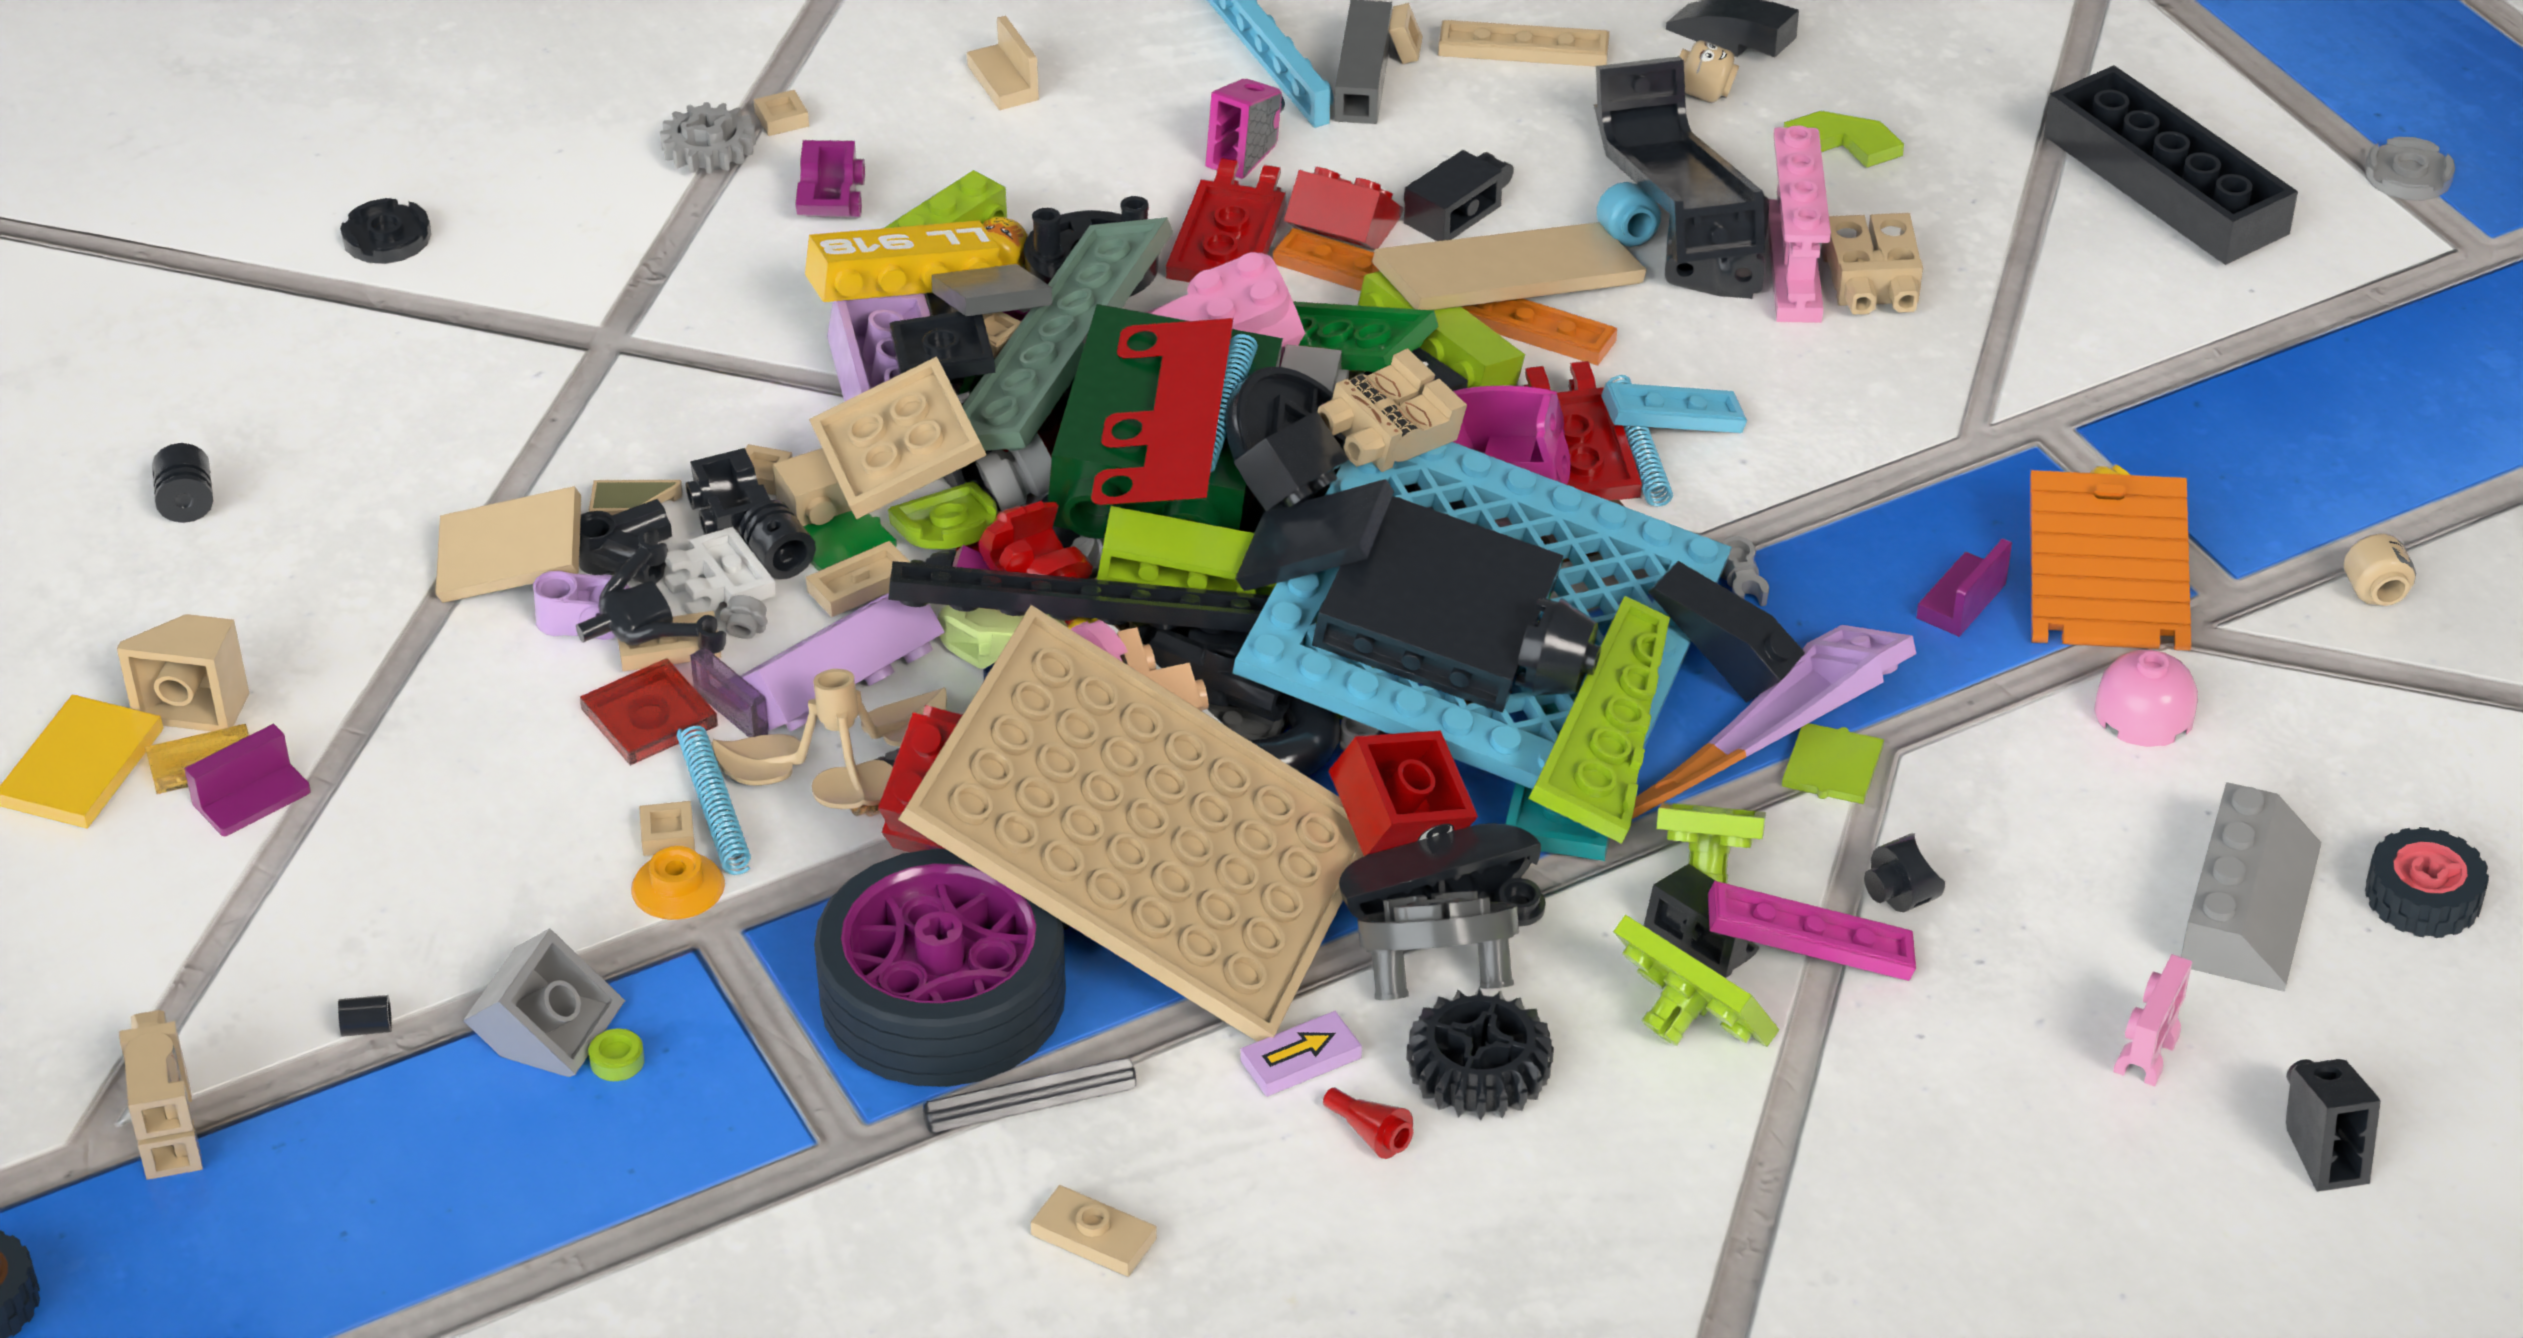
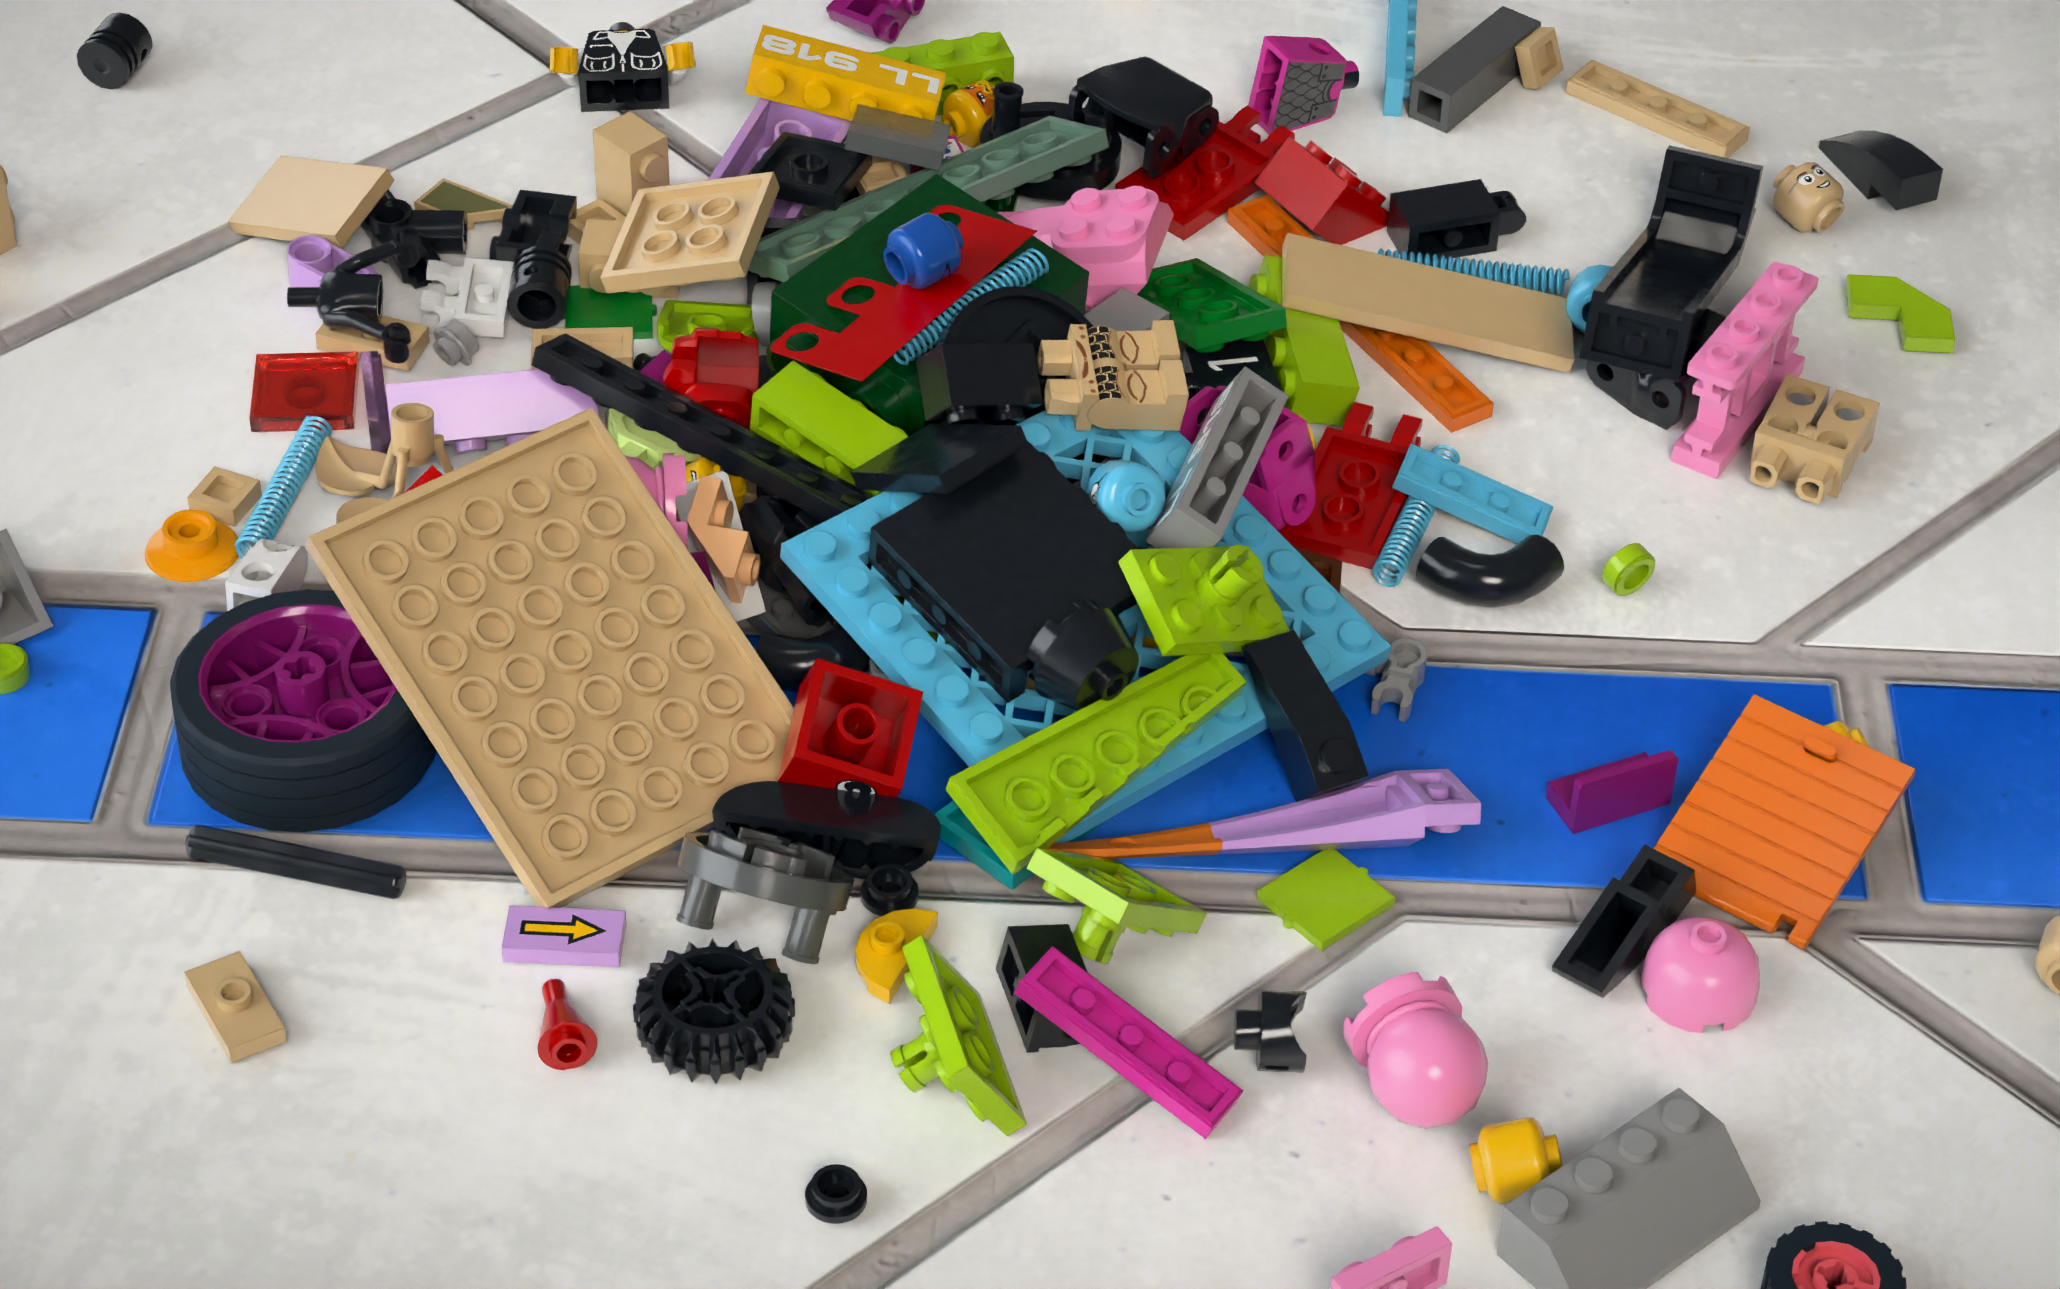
camera: 30 degrees right, 0 degrees up
(669, 322) = (622, 68): none -> black torso
(774, 404) = (628, 158): none -> tan brick
(787, 885) = (266, 571): none -> white leg
(1171, 369) = (923, 251): none -> blue head
(1173, 182) = (1151, 108): none -> black piece
(1481, 501) = (1127, 494): none -> medium azure head
(1514, 225) = (1498, 274): none -> medium azure piece
(1528, 456) = (1219, 464): none -> light grey brick
(1559, 947) = (880, 950): none -> yellow plate
(1607, 558) = (1203, 598): none -> lime plate
(1695, 1147) = (836, 1194): none -> black plate
(1742, 466) = (1490, 578): none -> black cylinder
(1834, 417) = (1628, 569): none -> lime tile
(2032, 845) = (1418, 1051): none -> bright pink tile
(2066, 682) = (1626, 921): none -> black slope
(2147, 890) = (1513, 1158): none -> yellow head

